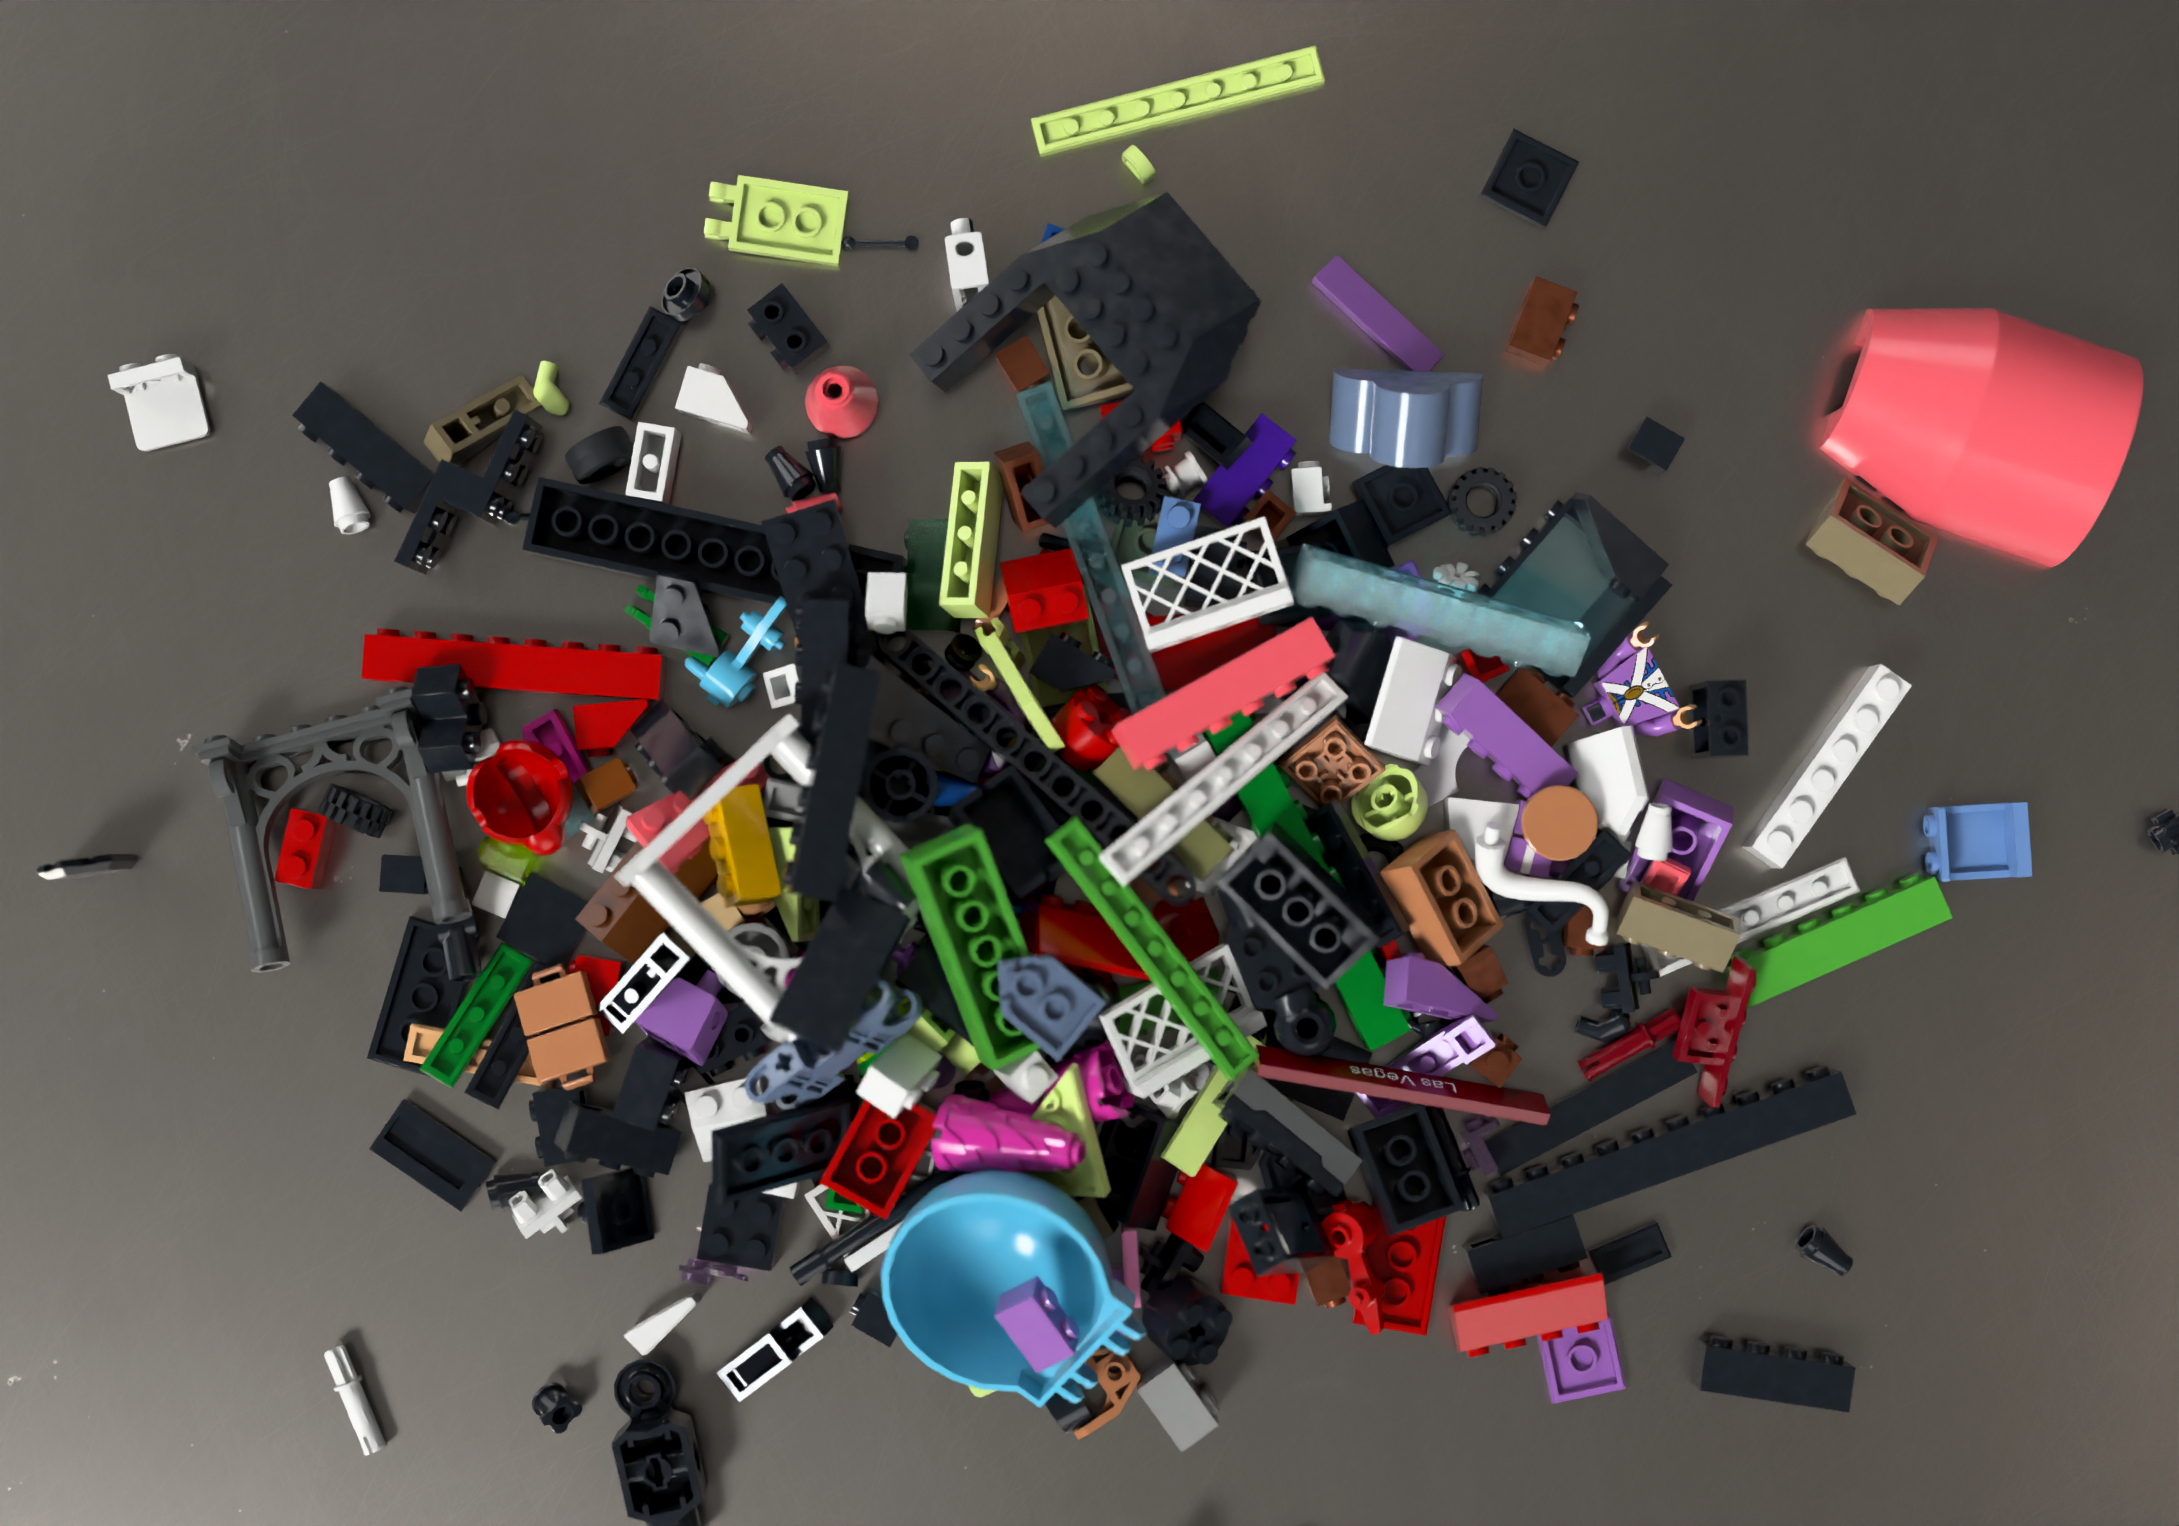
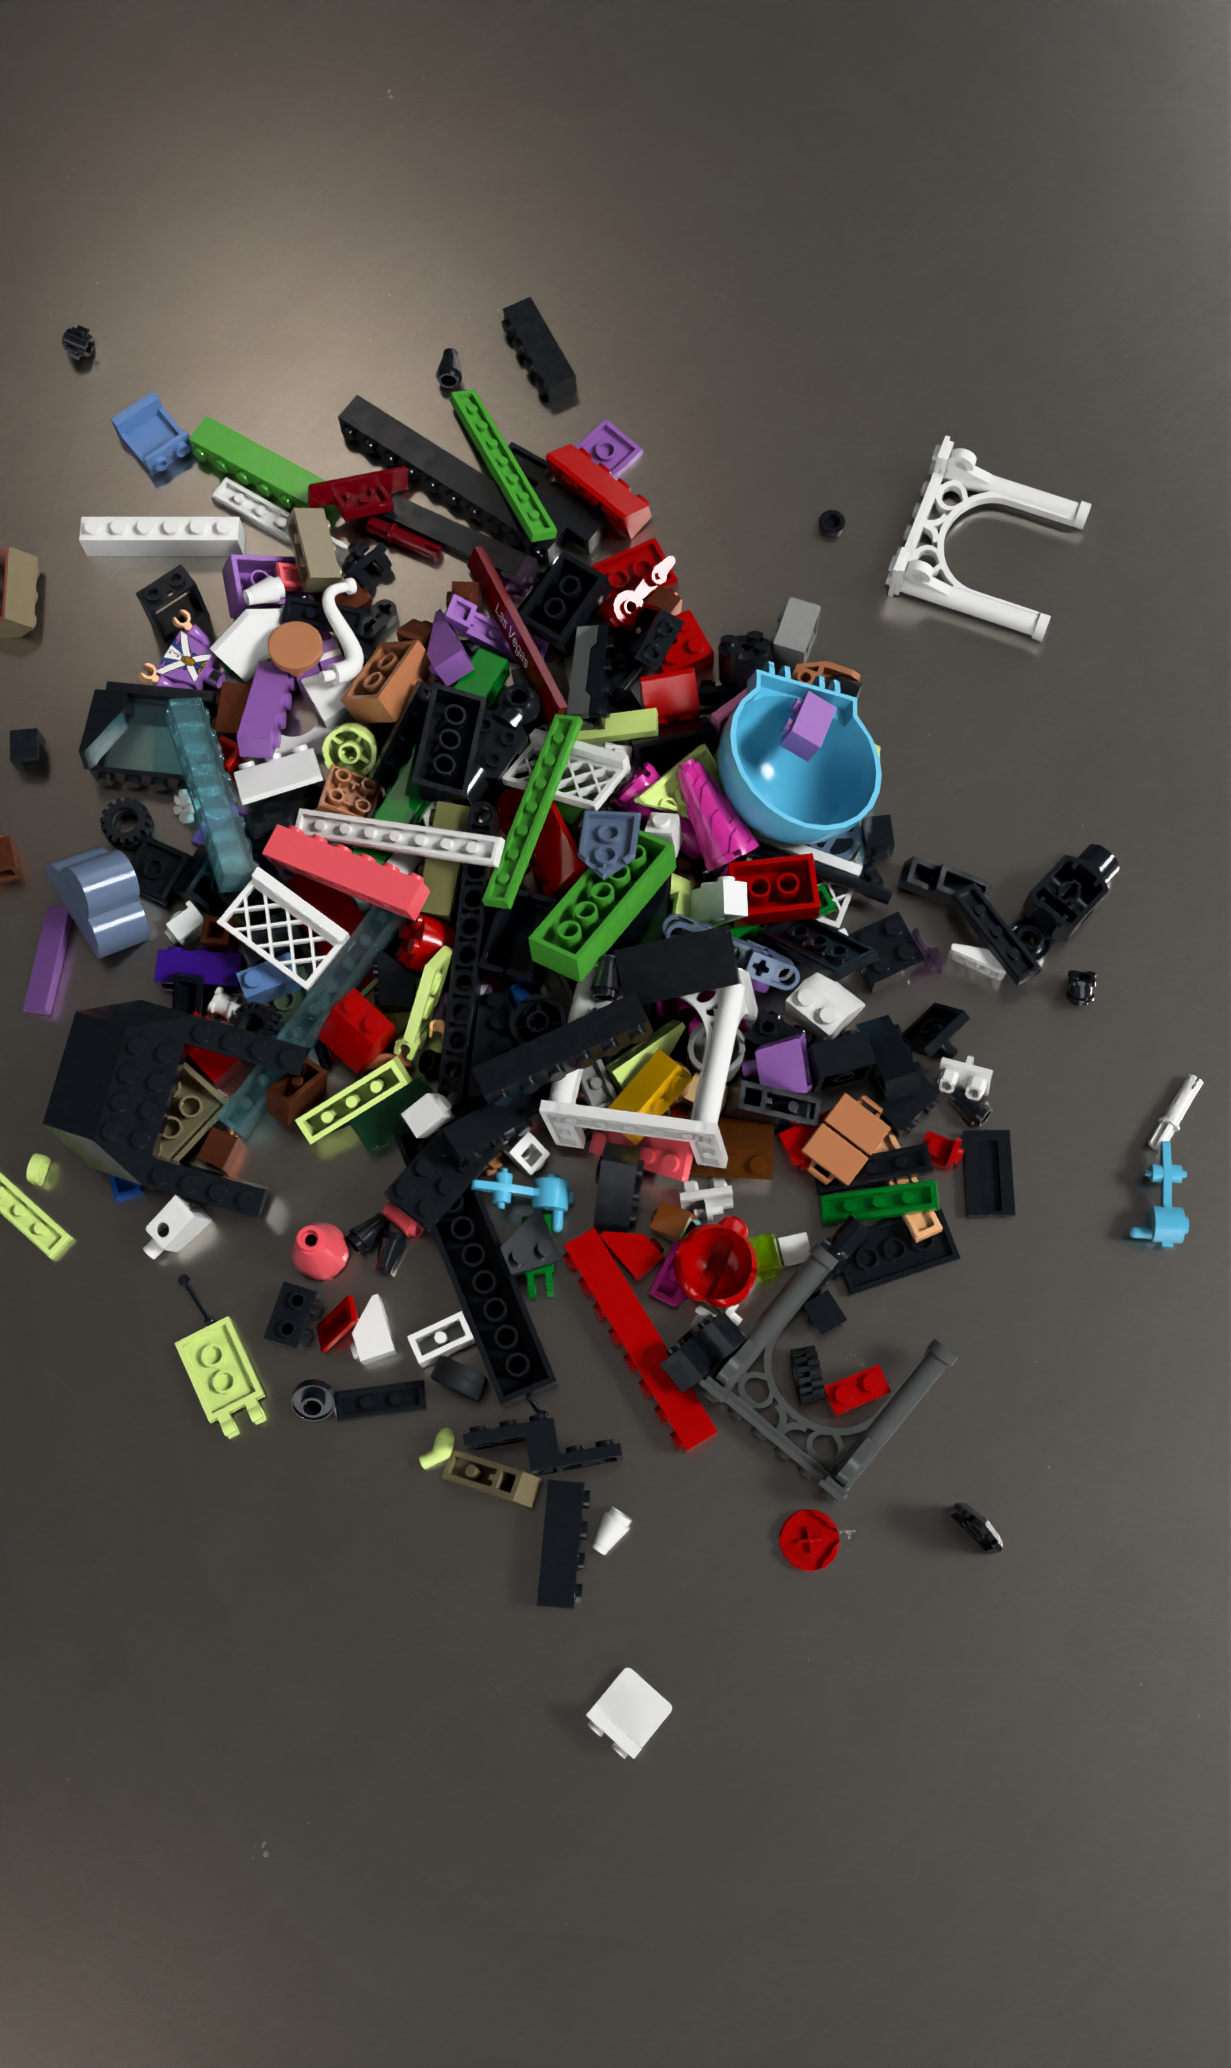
camera: 130 degrees left, 15 degrees down
(202, 697) = (809, 1540): none -> red tile
(248, 1296) = (1164, 1223): none -> medium azure piece
(489, 1125) = (943, 1150): none -> red bracket
(544, 921) = (789, 1205): black tile -> none
(671, 1357) = (996, 934): none -> black tile
(744, 368) = (337, 1323): none -> red slope
(1606, 1030) = (399, 553): black arm -> none
(1636, 1220) = (503, 466): none -> bright green plate

